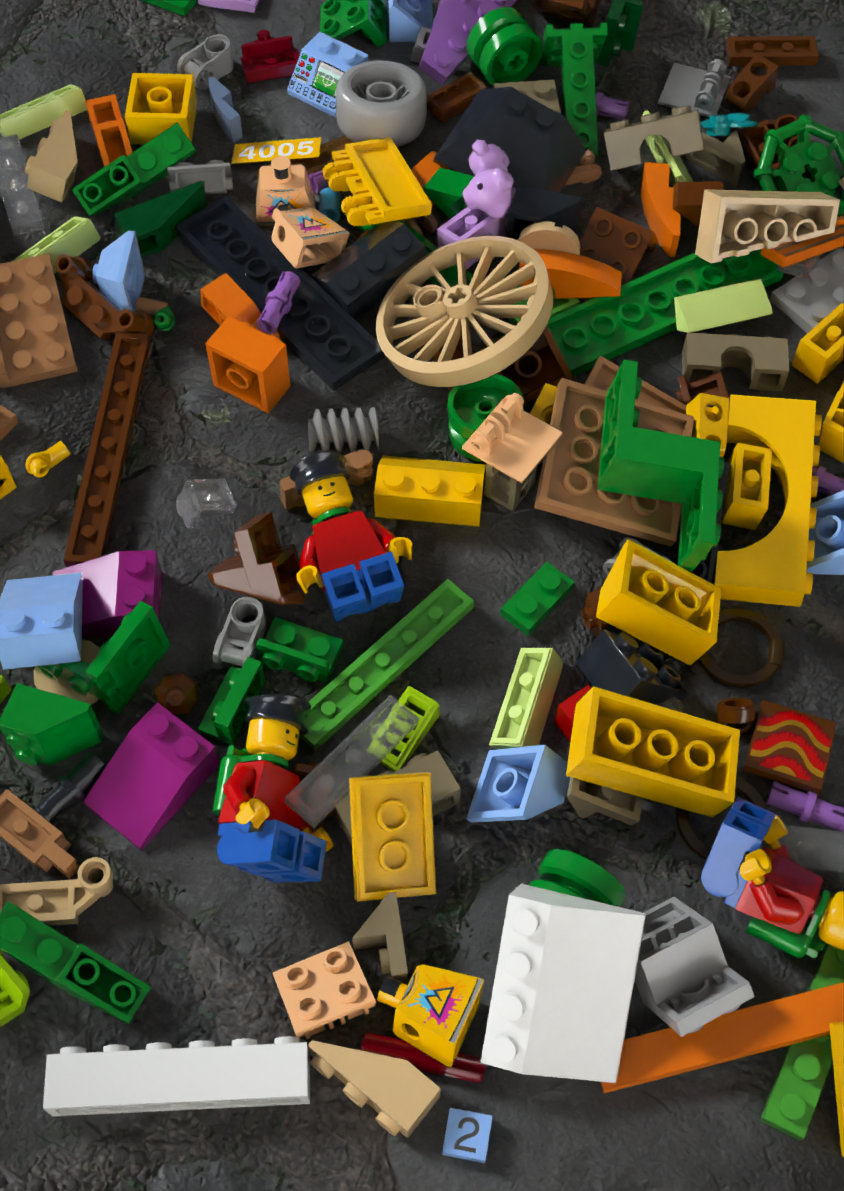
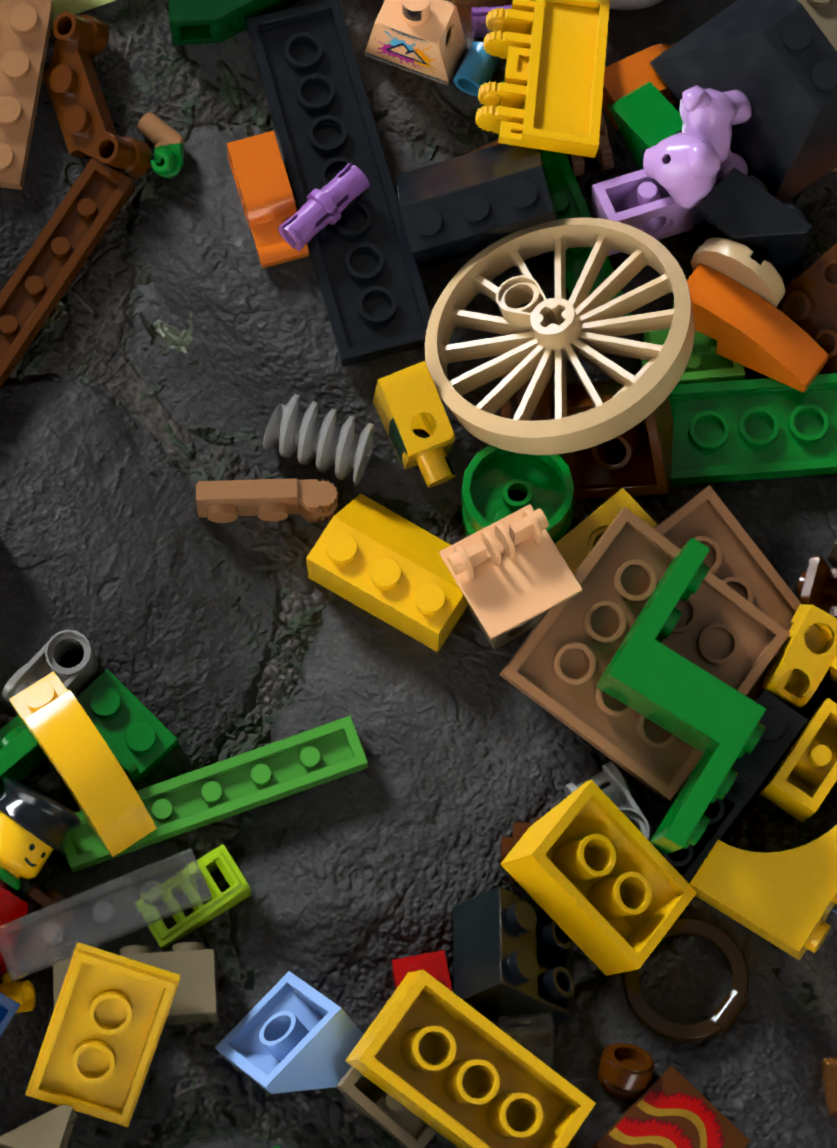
camera: 25 degrees right, 10 degrees up
(121, 272) = (136, 72): light blue slope -> none
(204, 498) = (95, 461): clear bracket -> none
(248, 364) = (239, 287): orange brick -> none
(261, 565) = (118, 595): reddish brown piece -> none
(298, 664) = (84, 763): none -> yellow arch
(307, 236) = (415, 113): light nougat torso -> none
(347, 553) = (231, 623): piece -> none
(398, 395) = (411, 403): none -> yellow torso
(527, 699) = (371, 928): yellowish green slope -> none
(537, 598) = (457, 791): green plate -> none

